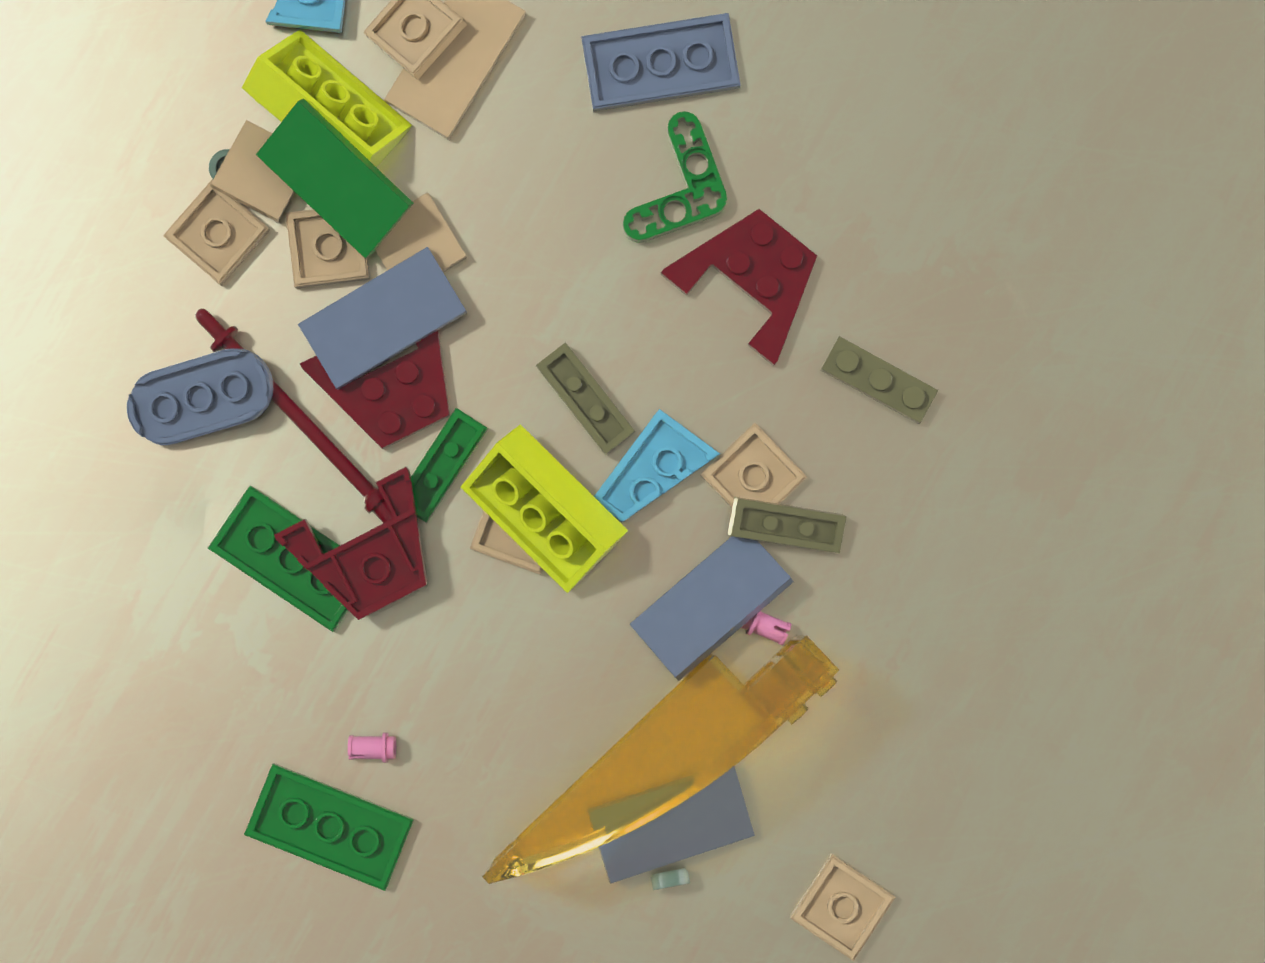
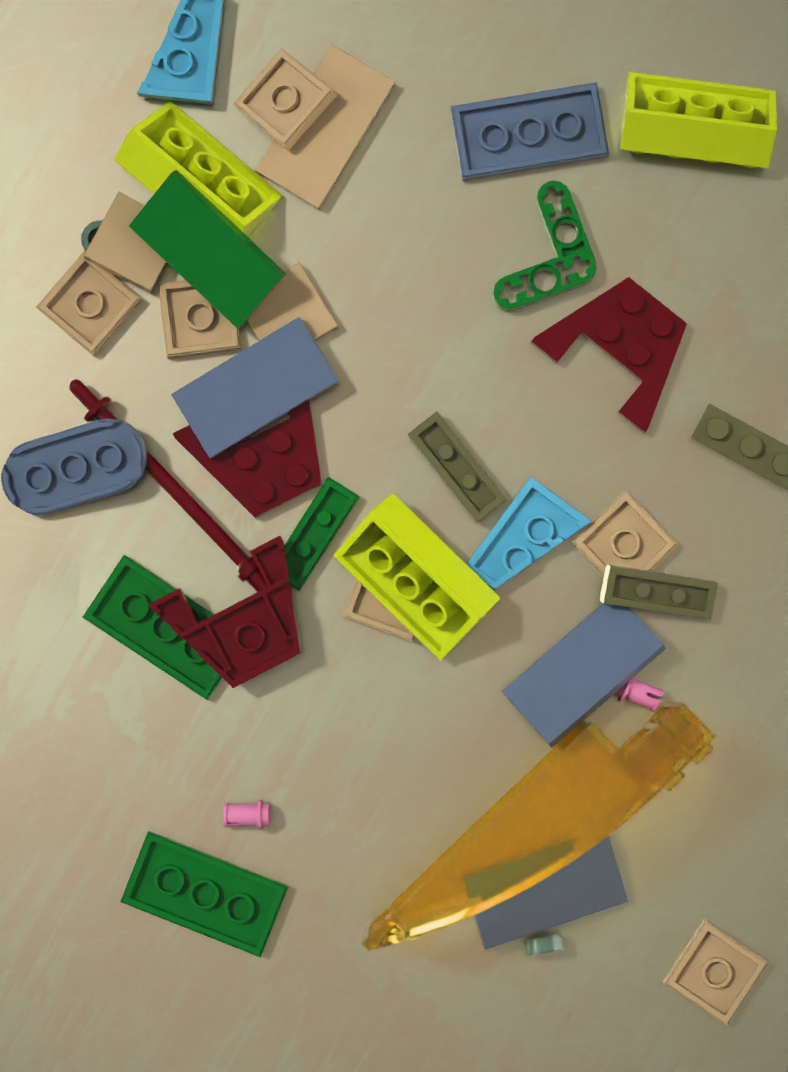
camera: 10 degrees right, 0 degrees up
(830, 51) = (699, 120): none -> neon yellow slope

